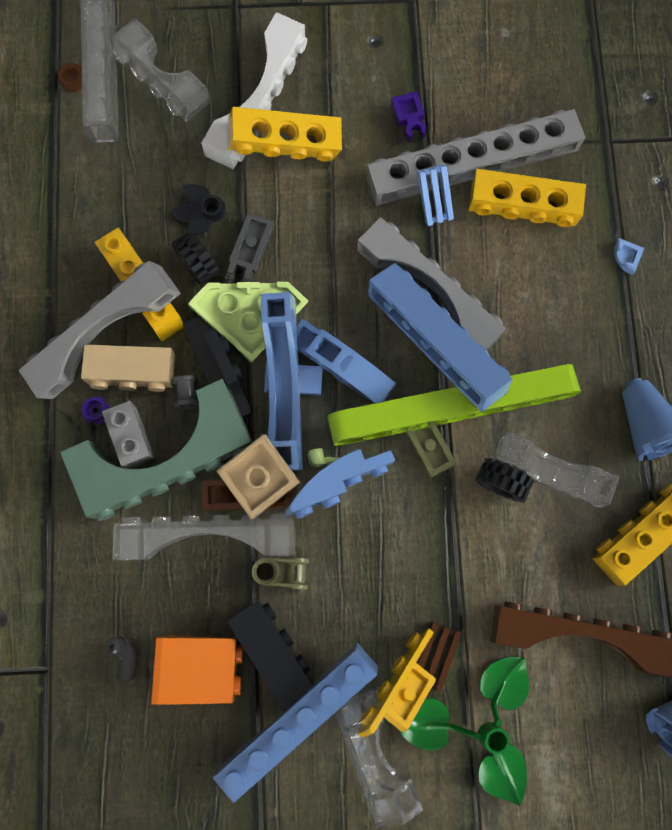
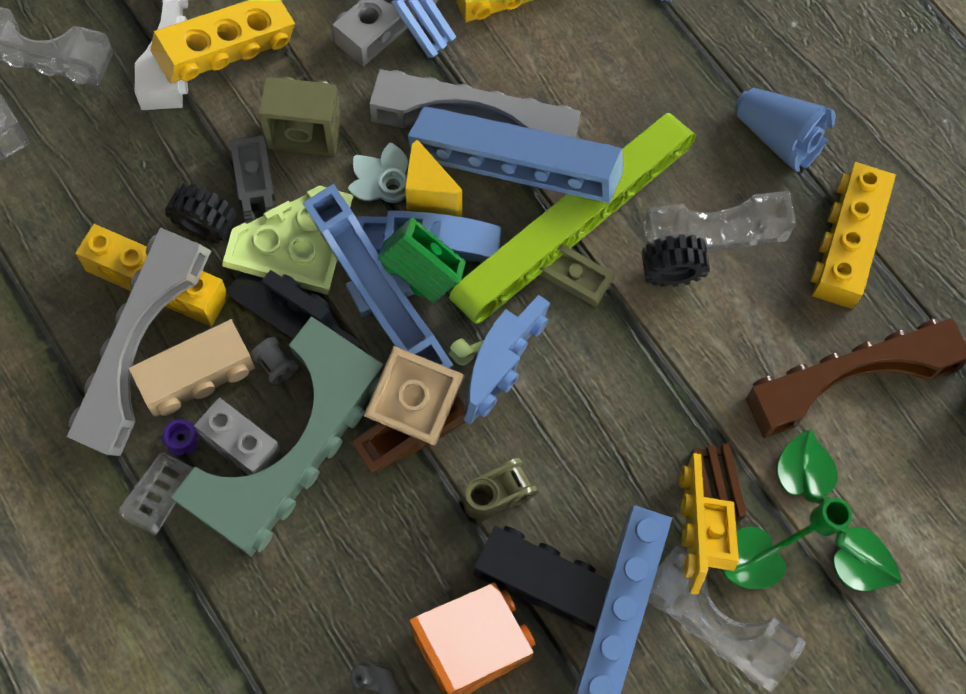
camera: 30 degrees left, 10 degrees down
(54, 431) = (153, 523): none -> clear slope
(144, 540) = (323, 542): clear arch -> none
(195, 209) = (165, 166): black plate -> none
(304, 222) = (300, 116): none -> olive brick
(322, 380) = (421, 261): none -> green brick
(338, 293) = (377, 175): none -> light aqua plate
(358, 328) = (430, 186): none -> yellow slope

